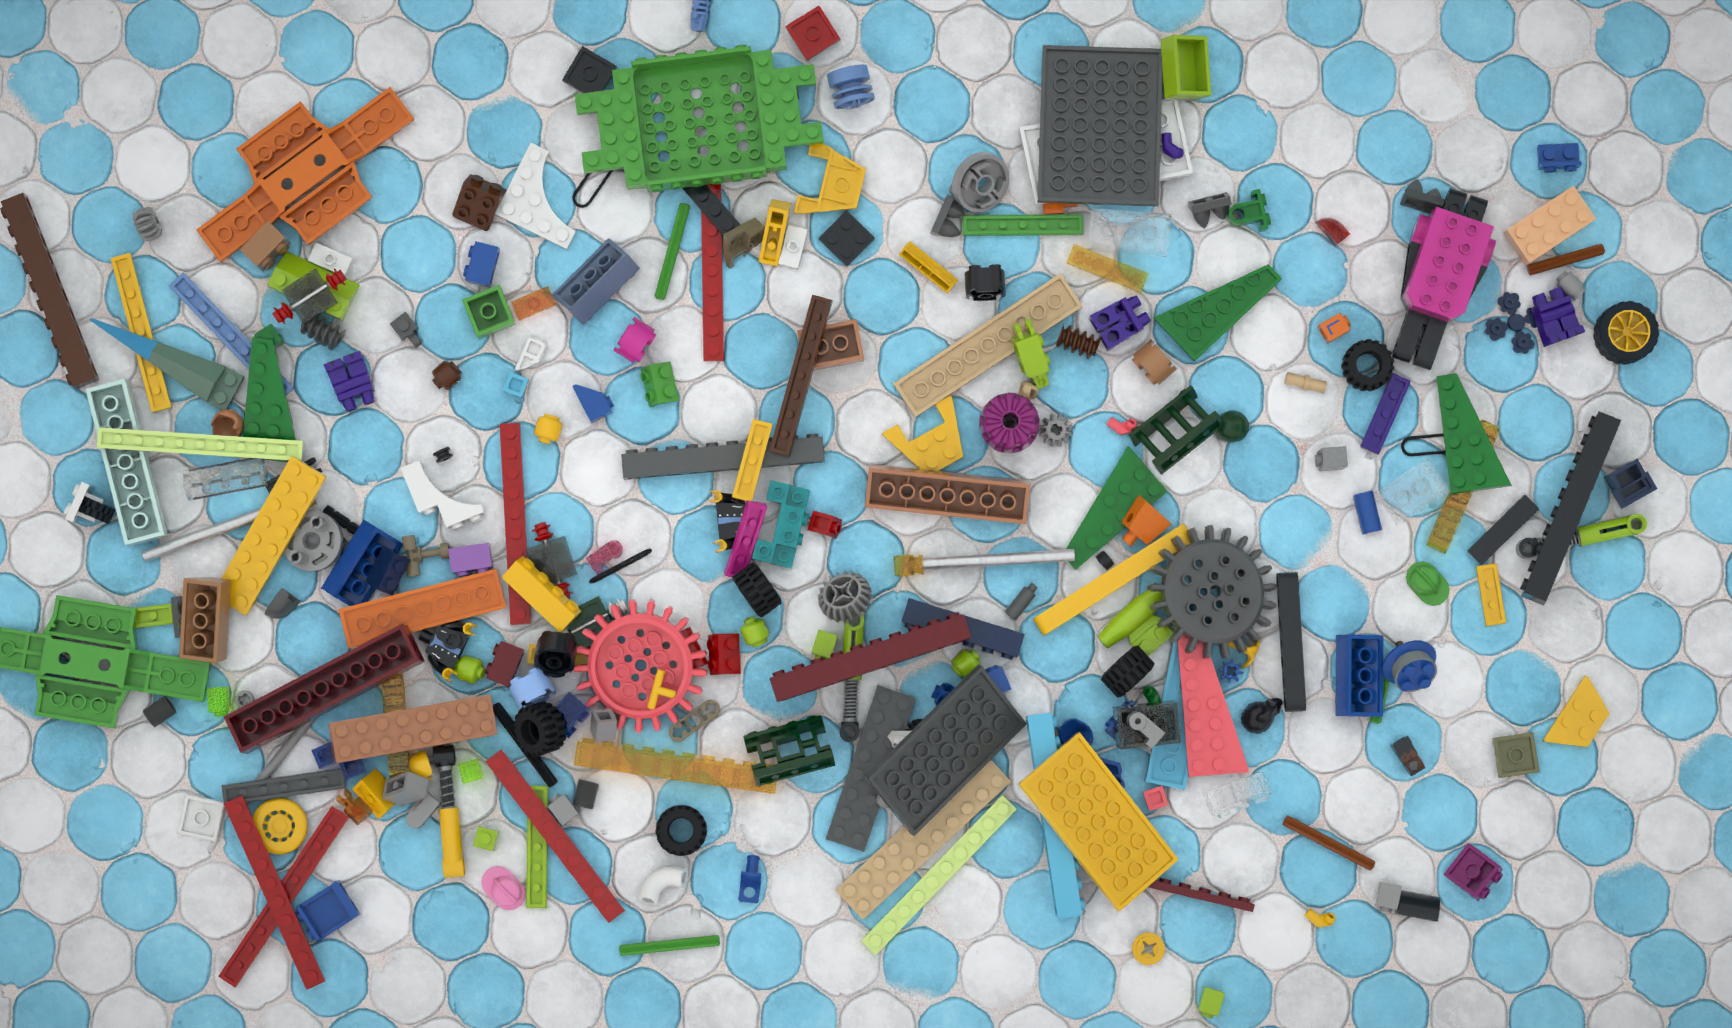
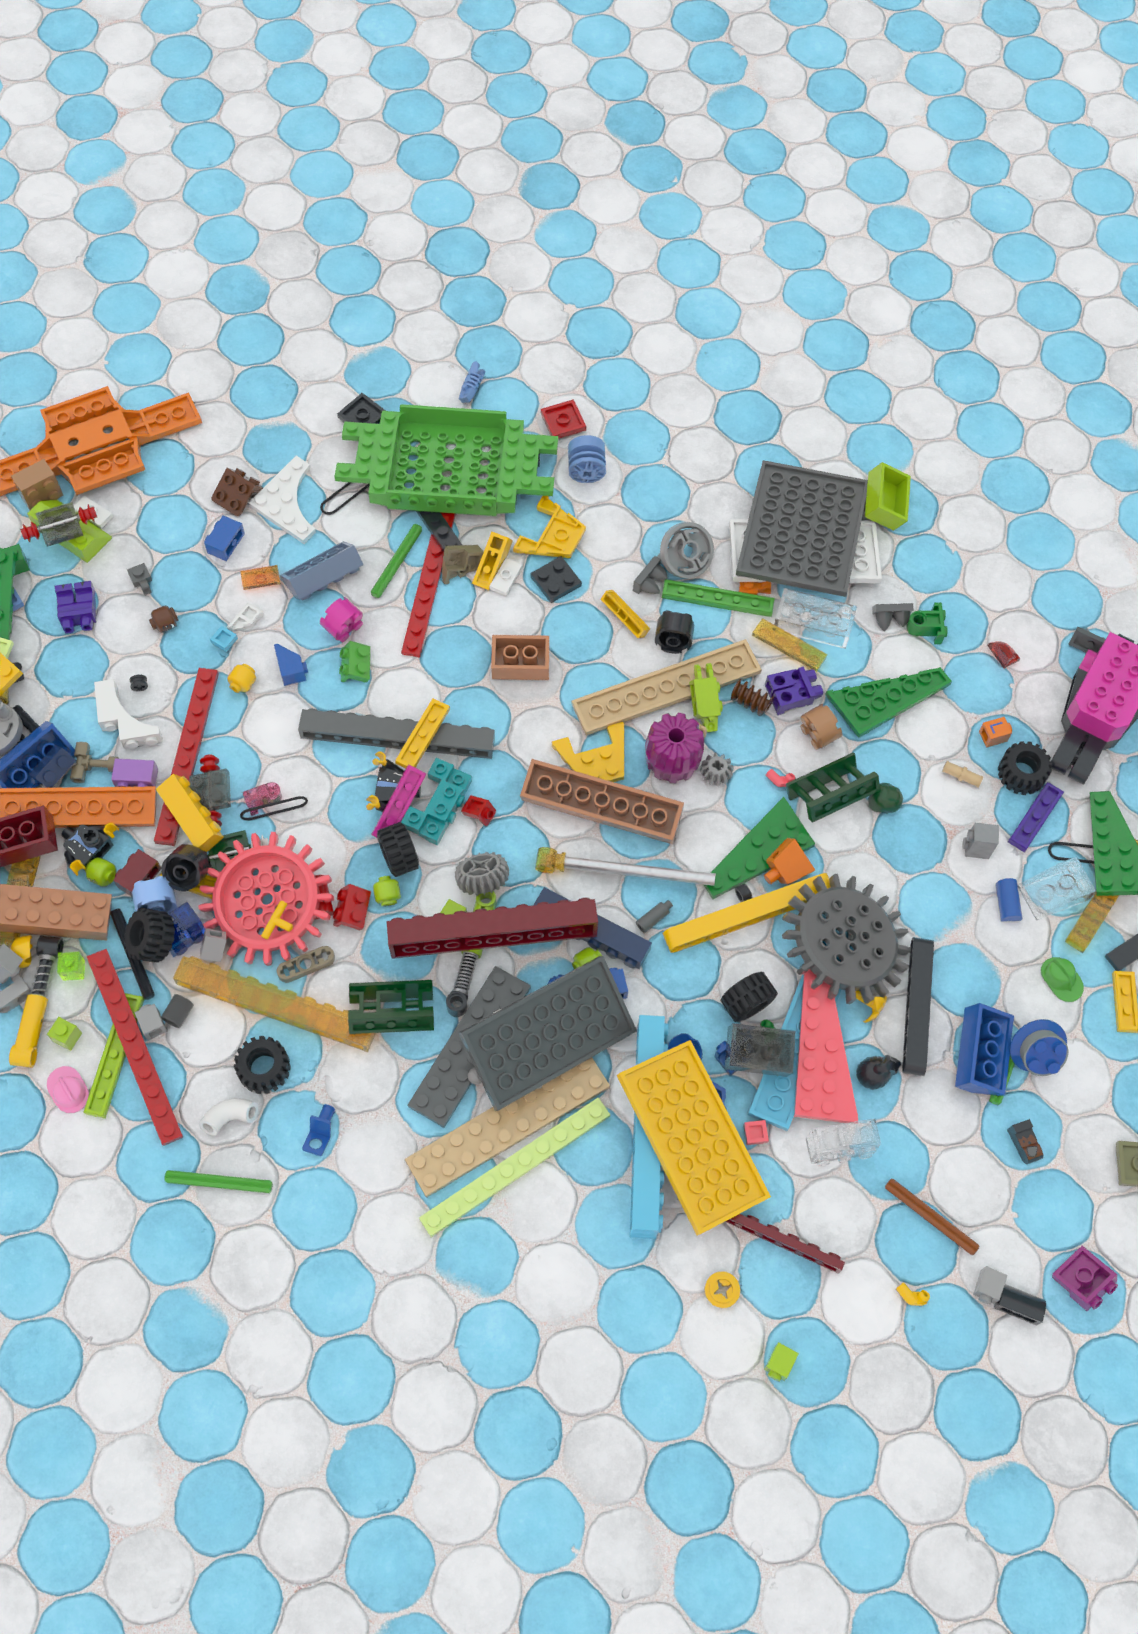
camera: 10 degrees right, 20 degrees down
(323, 332) = (64, 562): dark grey piece -> none
(489, 312) = (217, 573): bright green brick -> none
(801, 375) = (485, 670): reddish brown plate -> none
(1137, 624) = (766, 956): lime plate -> none
(1144, 725) = (759, 1045): light grey leg -> none
(1169, 148) = (864, 555): dark purple arm -> none
(1236, 672) = (854, 1016): blue gear -> none

